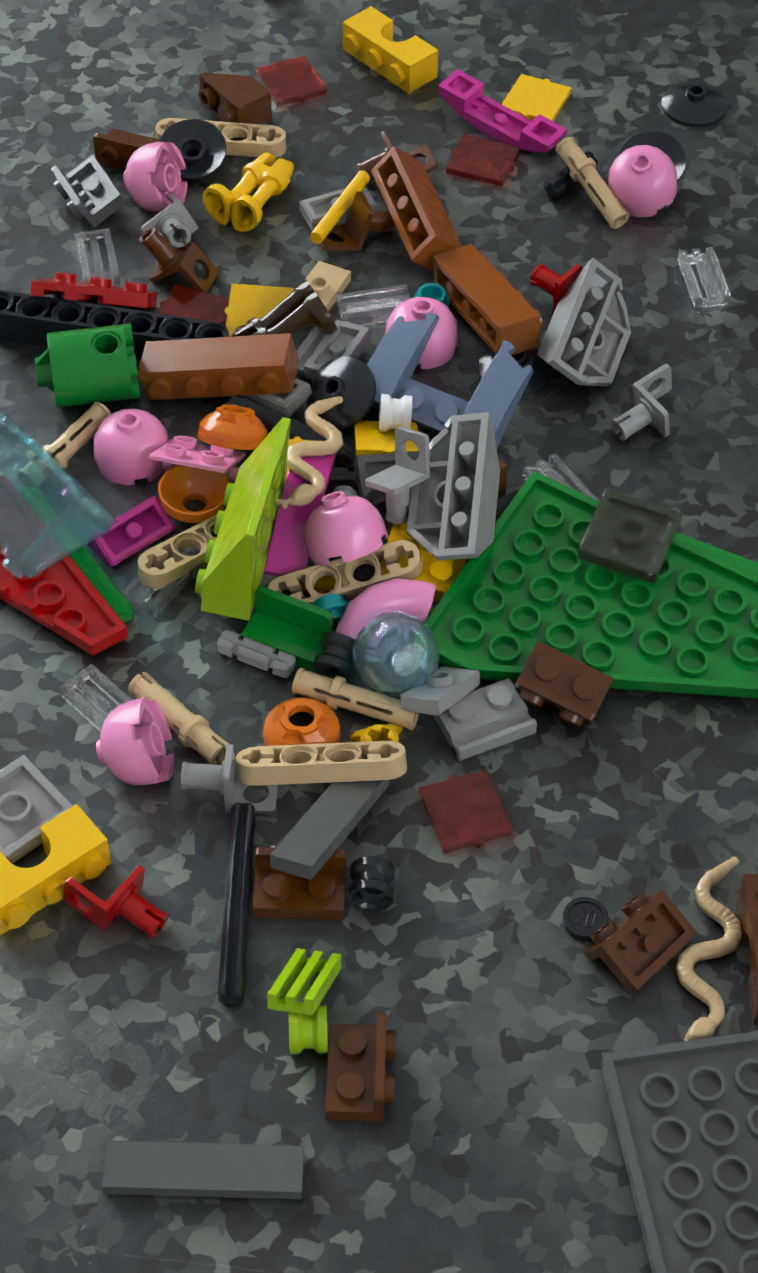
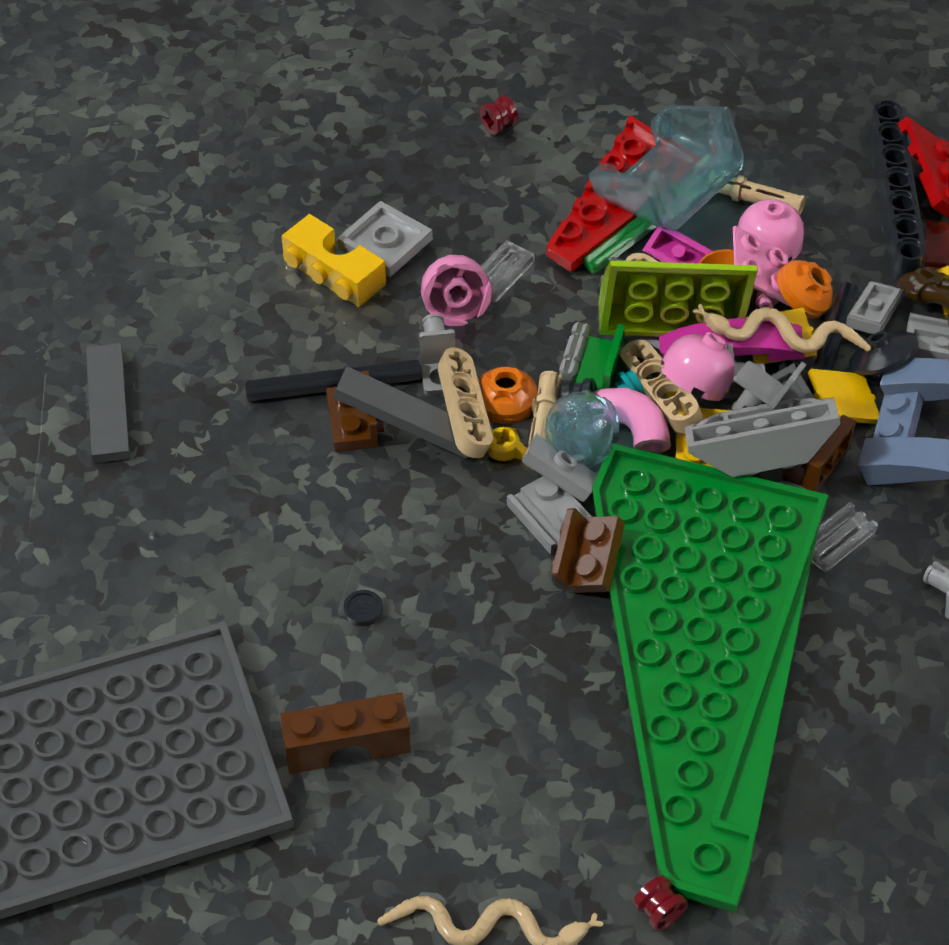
camera: 80 degrees right, 0 degrees up
(89, 365) = (838, 180): green cylinder -> none
(122, 902) = (313, 310): red bracket -> none
(191, 728) = (485, 322): tan pin -> none
(219, 366) = (873, 262): dark orange brick -> none
(296, 979) = (258, 423): lime tile -> none
(308, 1031) = (222, 436): lime wheel -> none
(357, 1071) = (197, 476): reddish brown bracket -> none
(371, 883) = (360, 454): black wheel -> none
(394, 412) = (867, 389): white wheel -> none
(465, 811) = (453, 514): clear red piece -> none
(630, 536) = (765, 572): clear smoke plate -> none
(641, 939) = (339, 642): reddish brown bracket -> none
(705, 1026) = (268, 698): tan animal -> none

